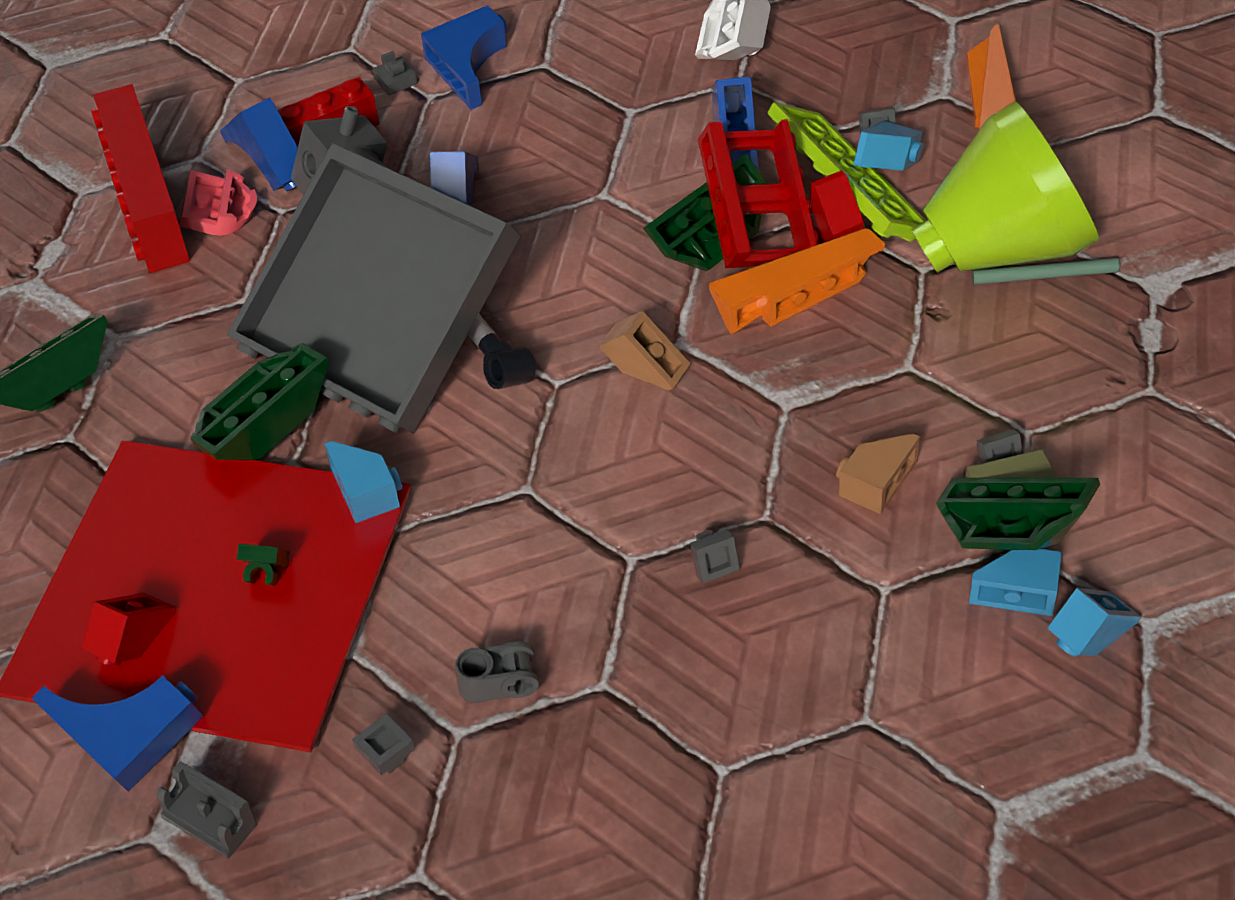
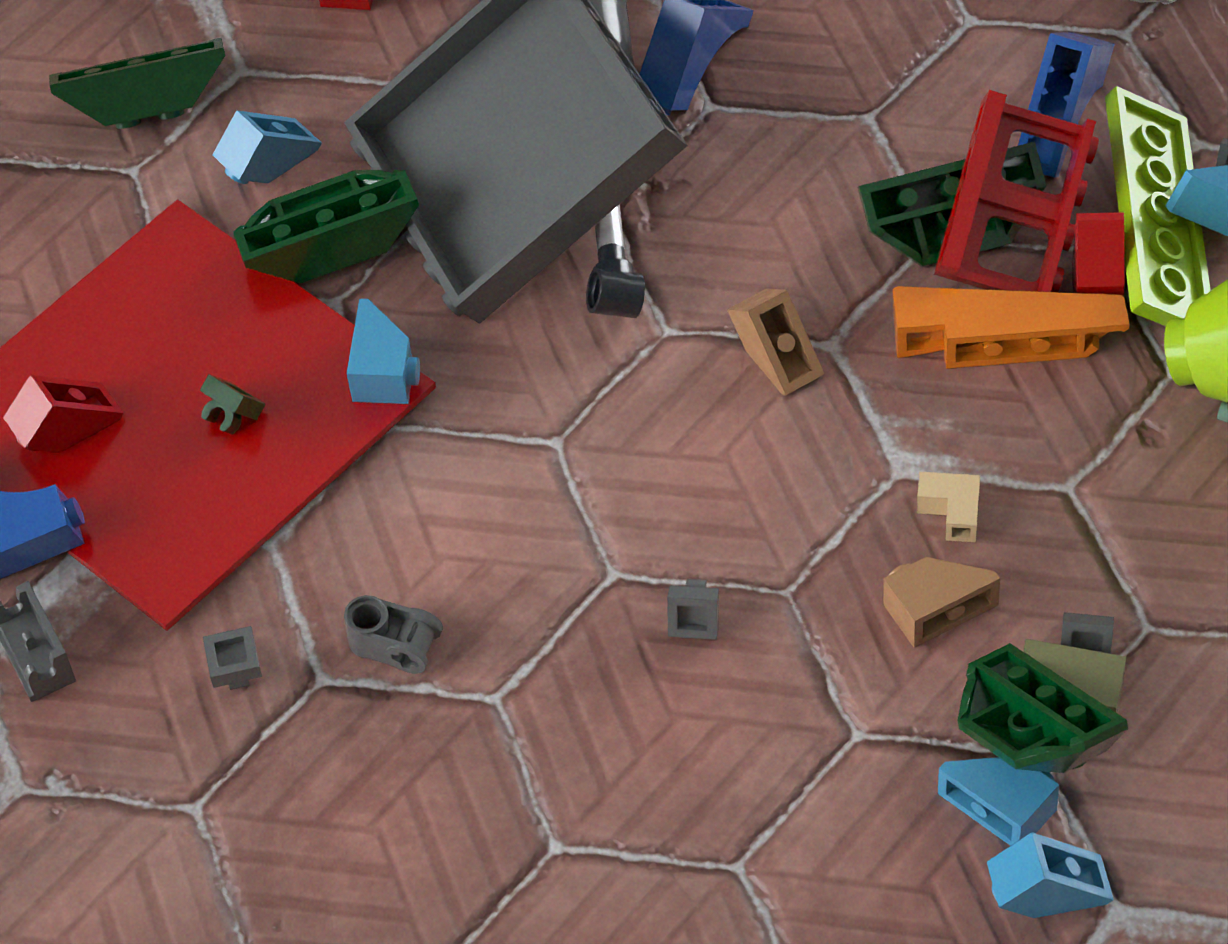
camera: 30 degrees right, 5 degrees up
(169, 378) = (263, 146): none -> dark azure slope
(841, 403) = (951, 496): none -> tan piece

